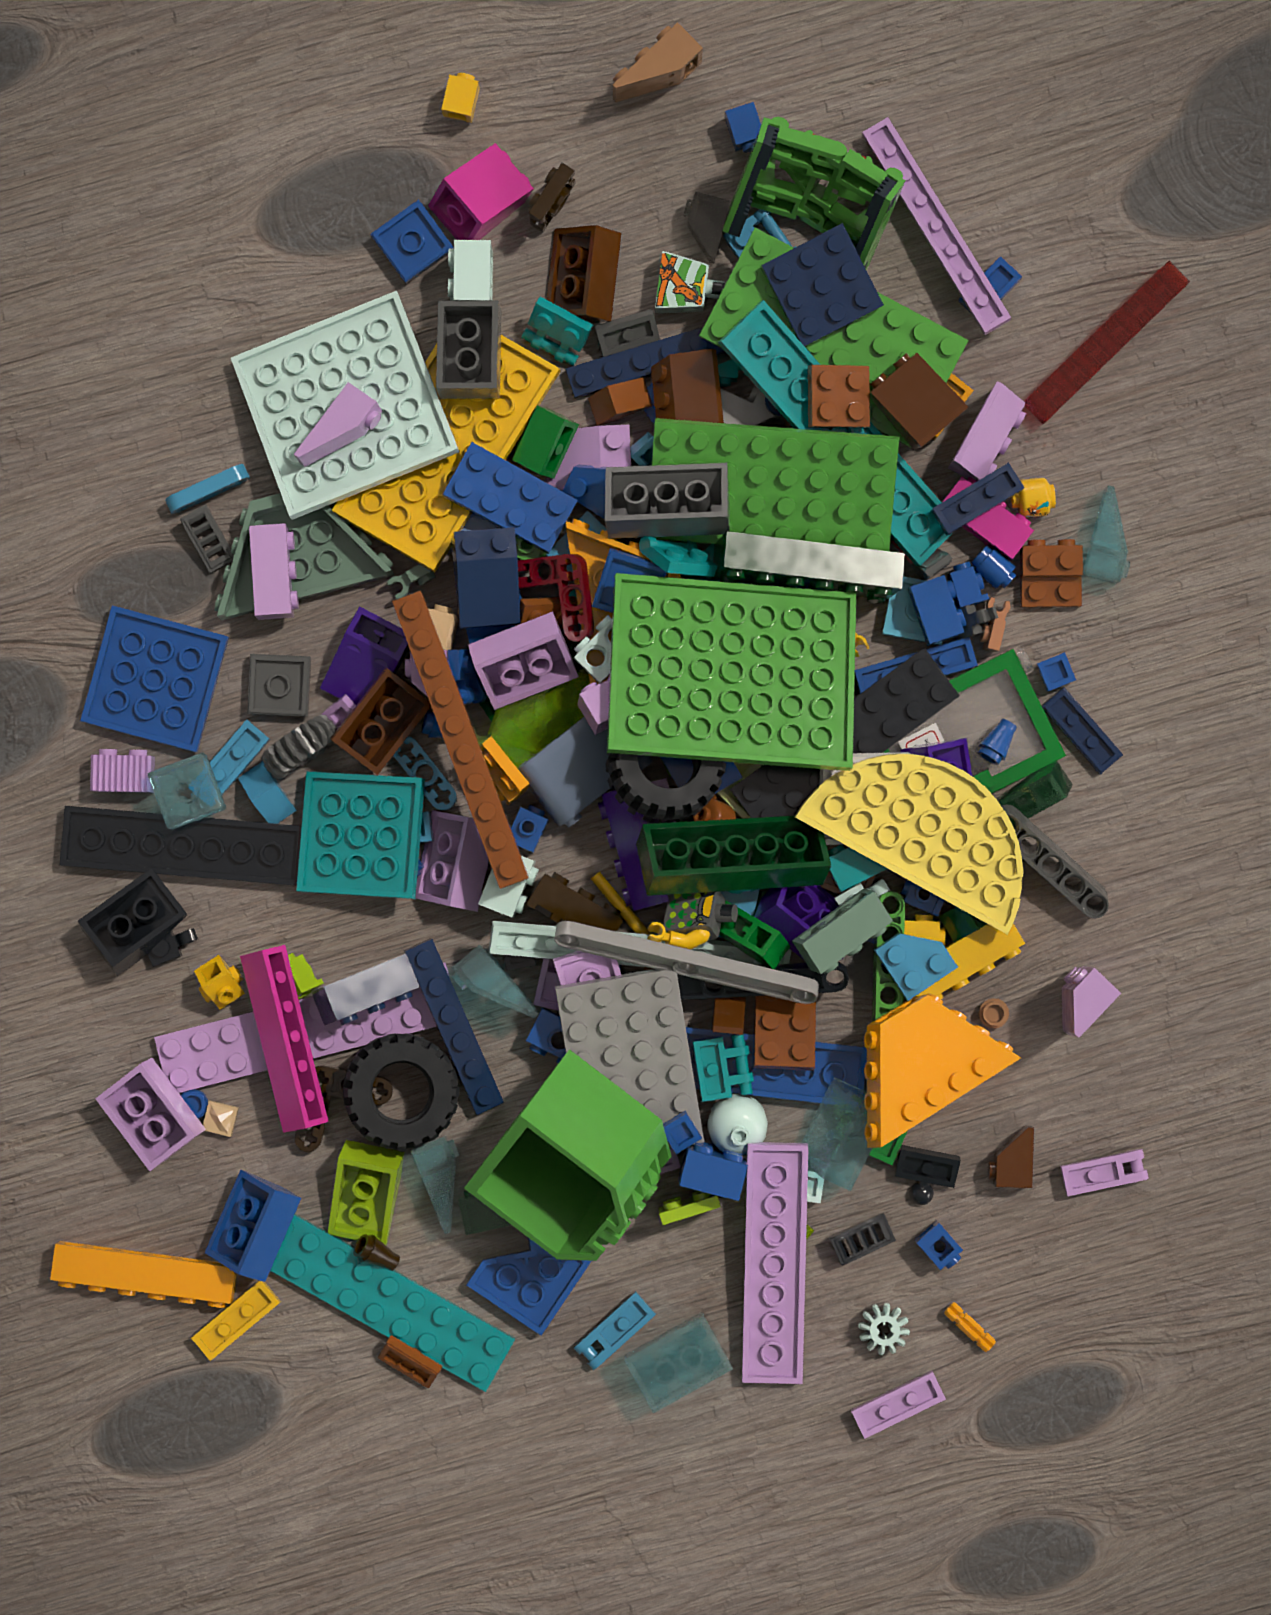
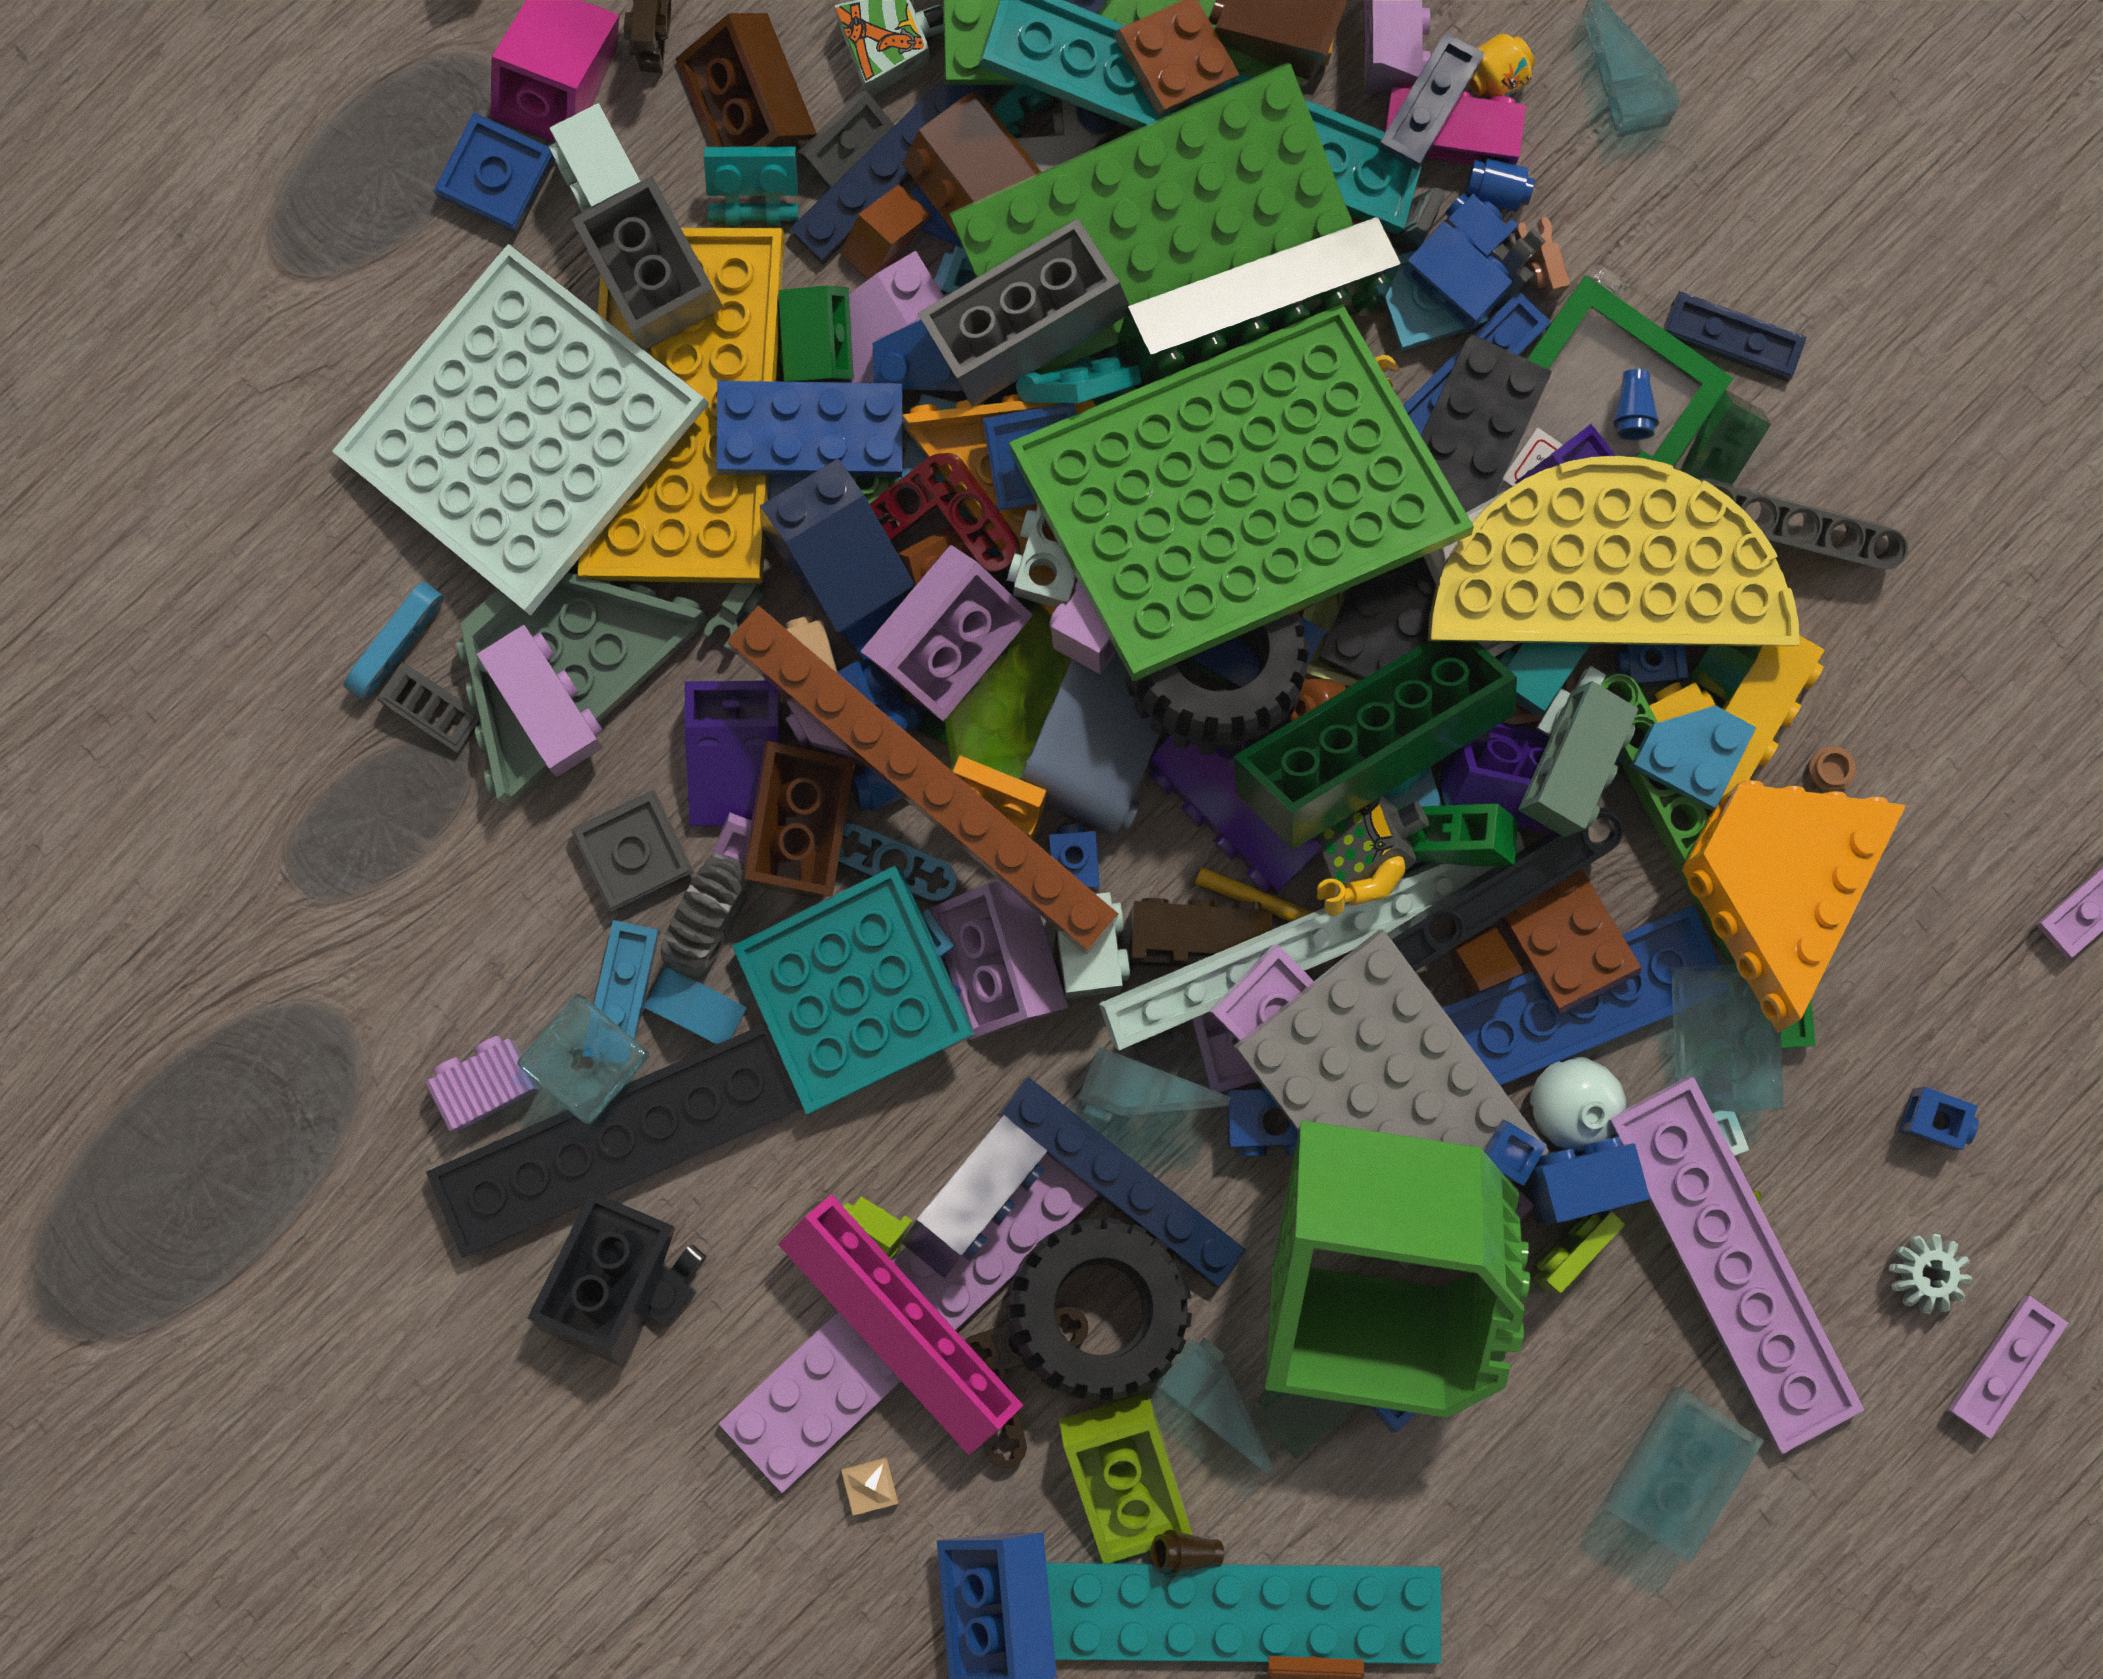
camera: 30 degrees left, 5 degrees down
(150, 1114) = (770, 1531): lavender brick -> none
(154, 678) = (457, 934): blue plate -> none
(196, 1101) = (821, 1487): blue tile -> none
(220, 988) = (776, 1302): yellow brick -> none
(341, 424) = (529, 449): lavender slope -> none
(528, 1284) = (1417, 1480): blue plate -> none
(615, 1329) = (1569, 1478): dark azure plate -> none
(686, 962) = (1413, 908): light grey beam -> none
(713, 1068) = (1505, 1045): teal plate -> none
(858, 1253) = (1797, 1185): black slope -> none
(926, 1168) = (1862, 1024): black plate -> none
(969, 1327) = (2042, 1208): light orange axle -> none
(1014, 1161) = (1974, 949): reddish brown slope -> none
(1051, 574) = (1578, 154): dark orange plate -> none
(1056, 672) = (1657, 277): blue plate -> none
(1085, 999) = (1949, 678): lavender slope -> none

